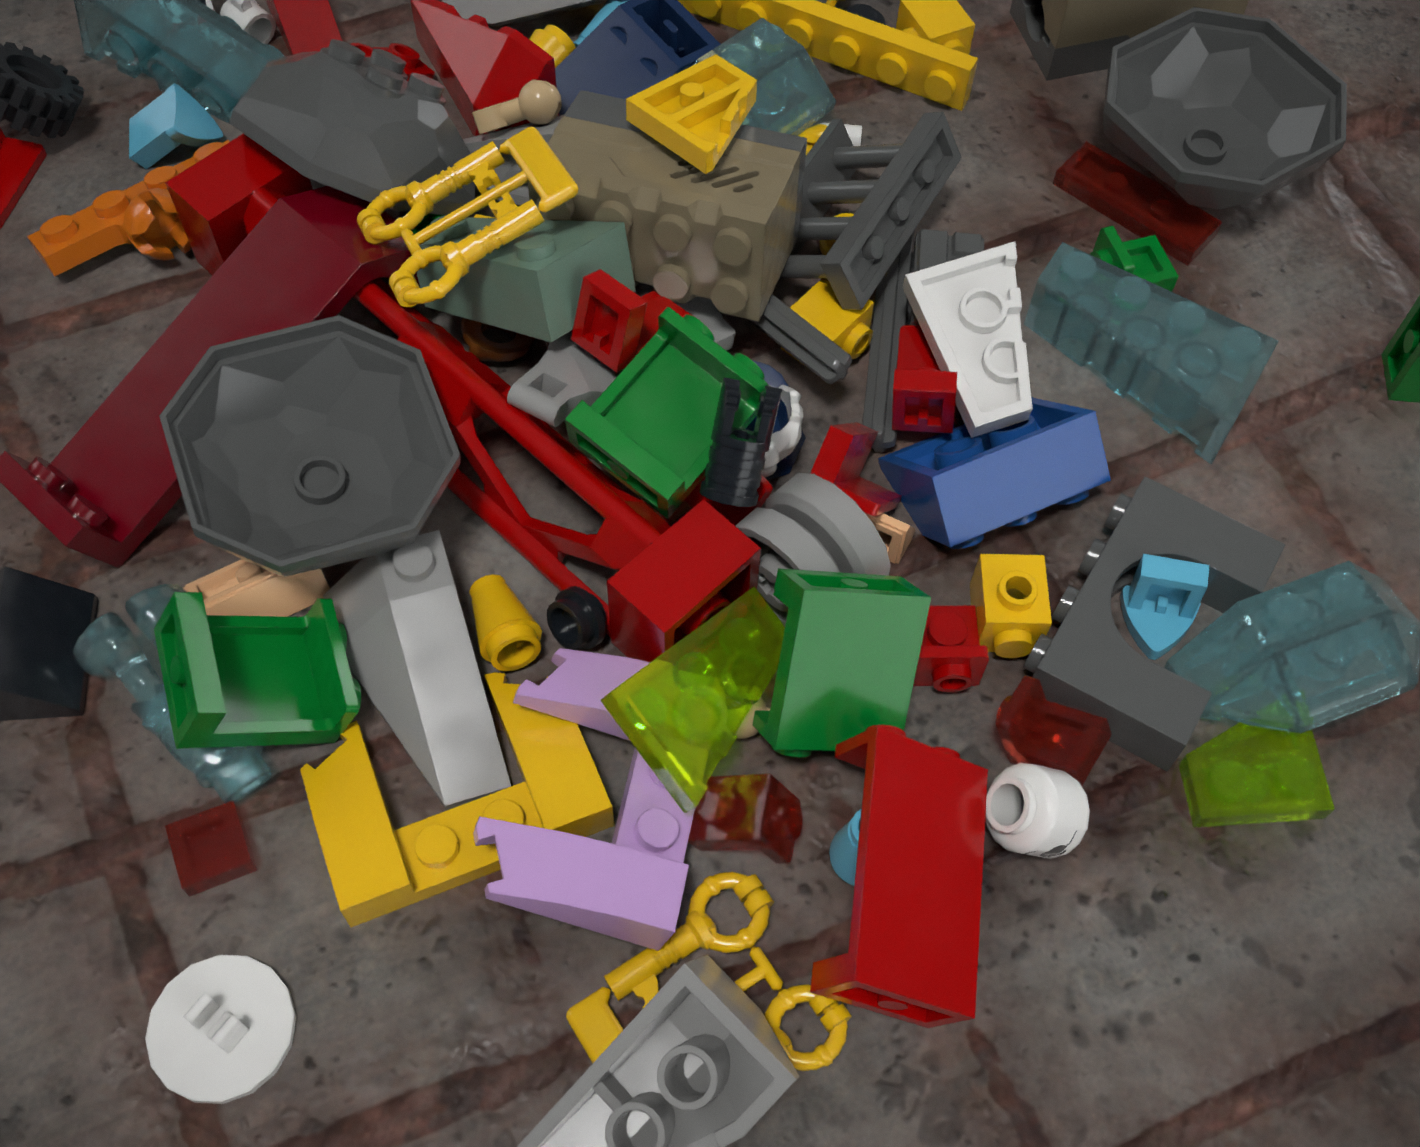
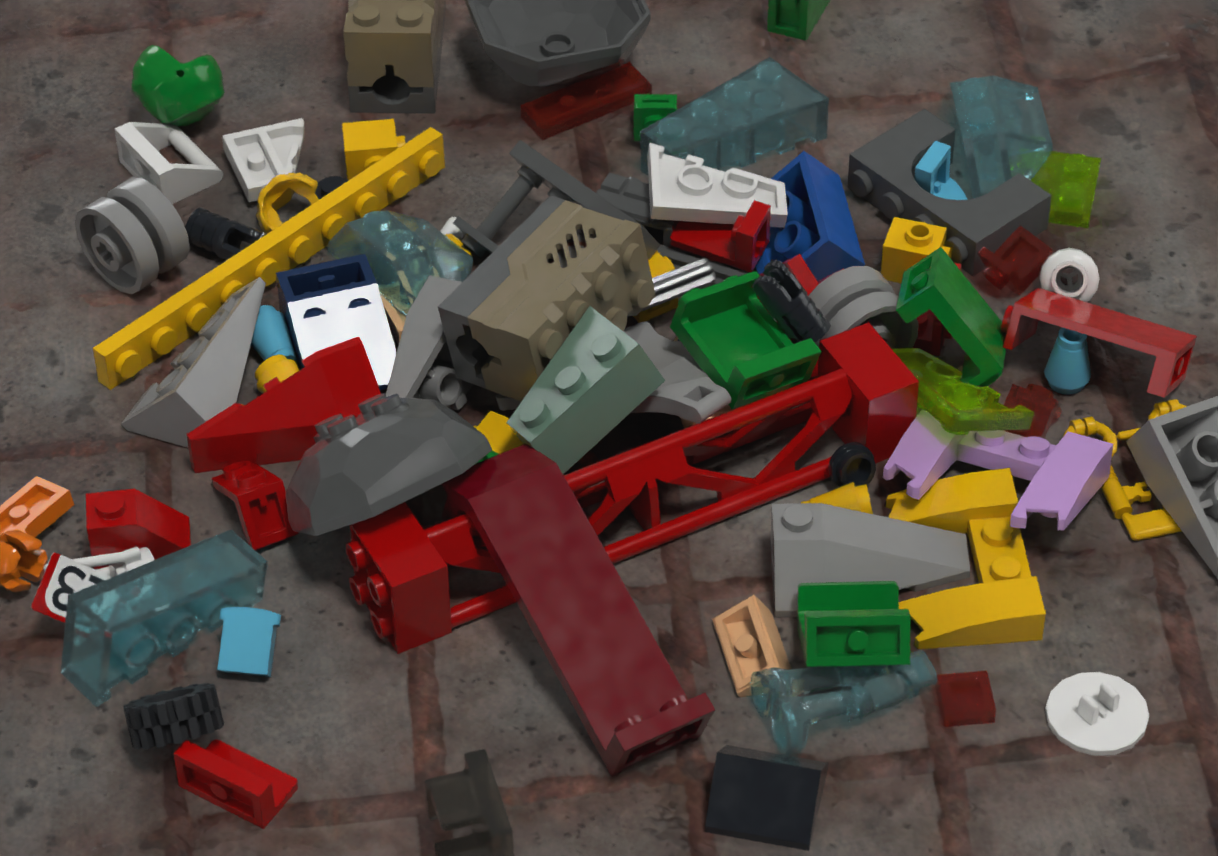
camera: 70 degrees left, 15 degrees down
(134, 216) = (341, 667): orange plate -> none
(310, 445) = (703, 531): dark grey rock -> none
(537, 103) = (387, 365): tan arm -> none
(538, 166) = (538, 325): yellow piece -> none
(615, 320) = (666, 339): red bracket -> none
(695, 110) = (515, 235): yellow wing -> none

